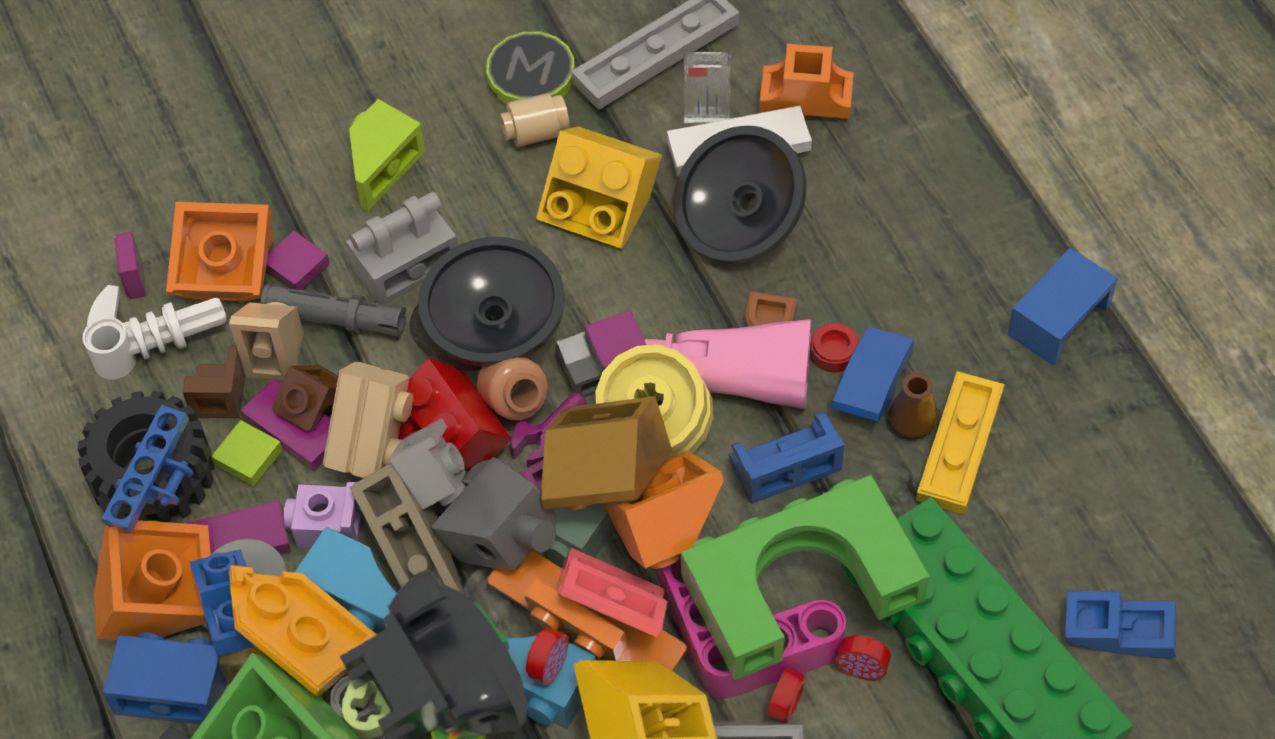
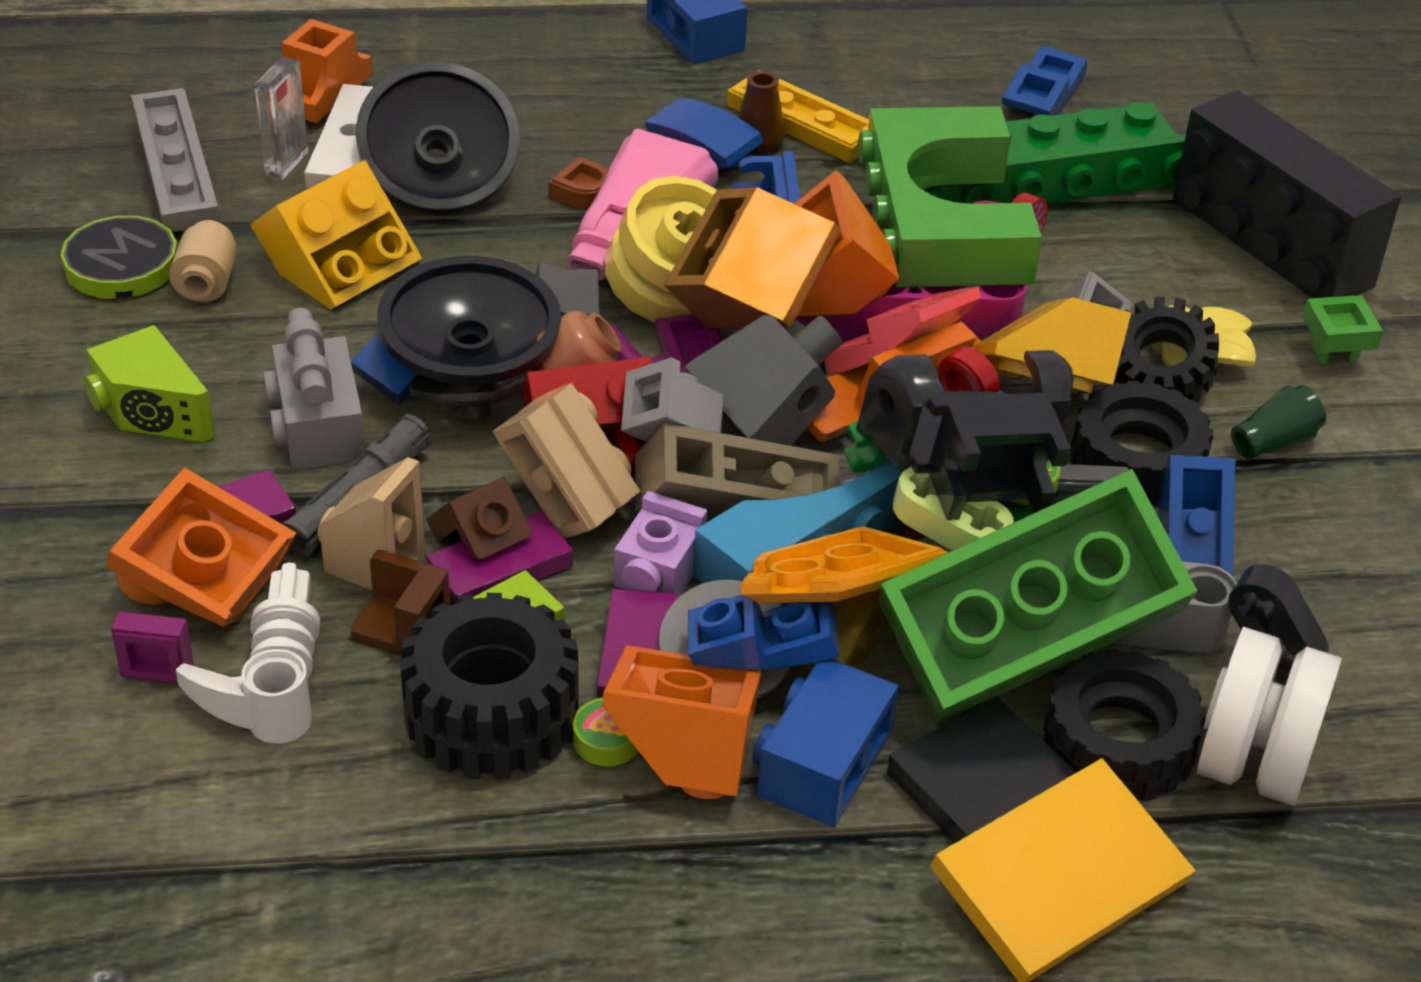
camera: 75 degrees left, 15 degrees down
(162, 458) = (548, 615): blue piece -> none
(613, 337) = (573, 260): magenta tile -> none
(787, 695) = (1053, 279): red tile -> none

